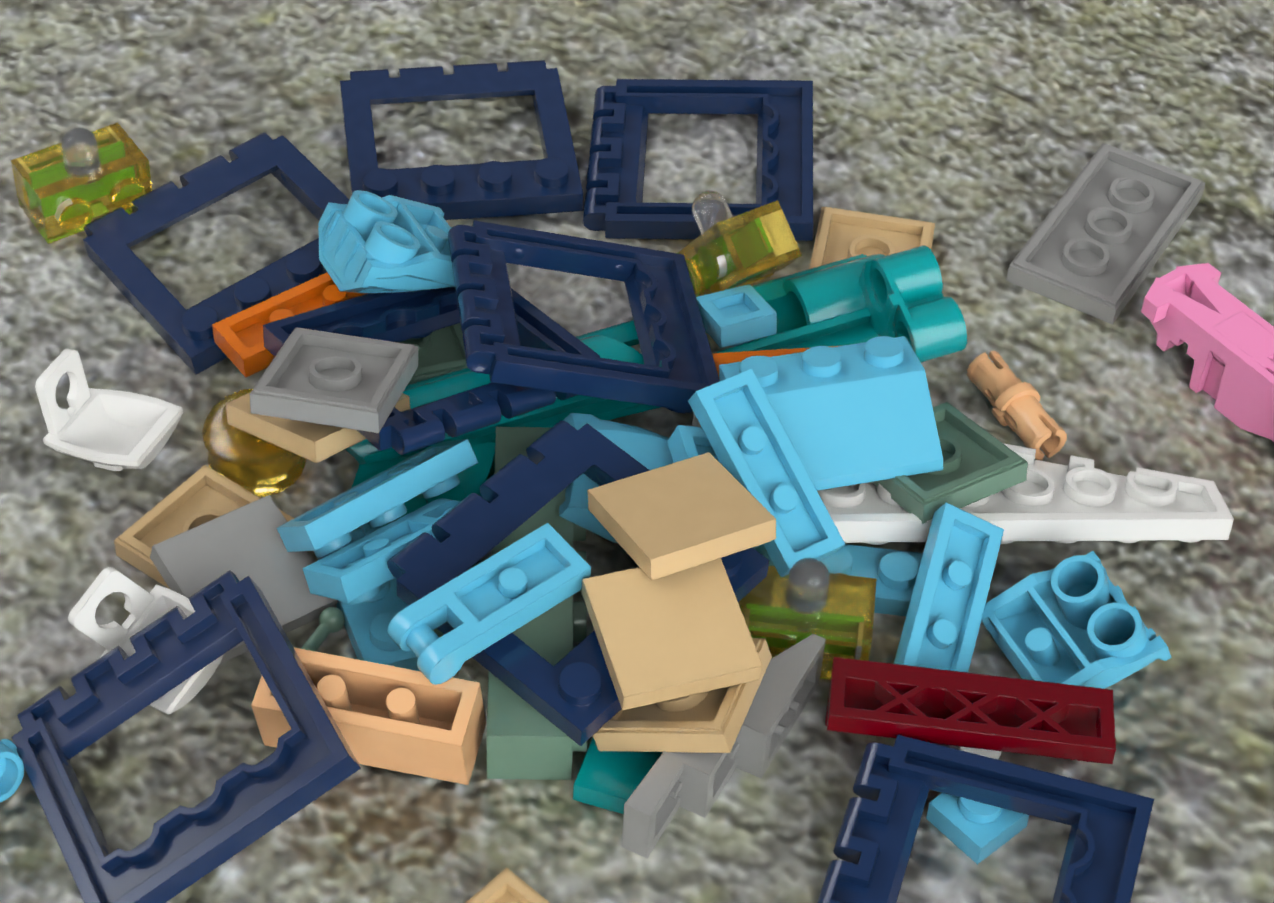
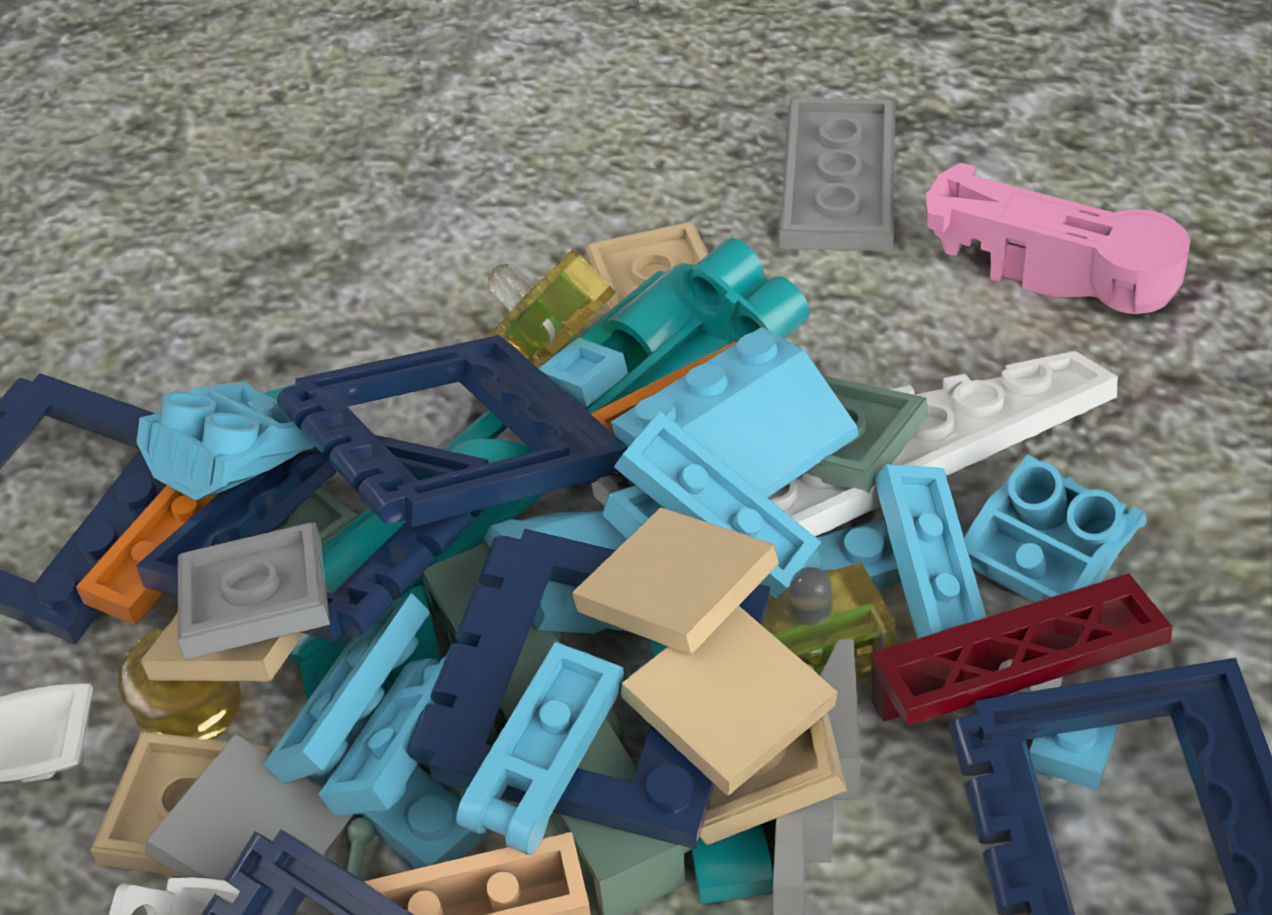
camera: 20 degrees left, 0 degrees up
(467, 189) = (250, 354): dark blue hinge -> none
(620, 142) = (370, 277): dark blue hinge -> none
(1016, 404) = (863, 352): light nougat pin -> none

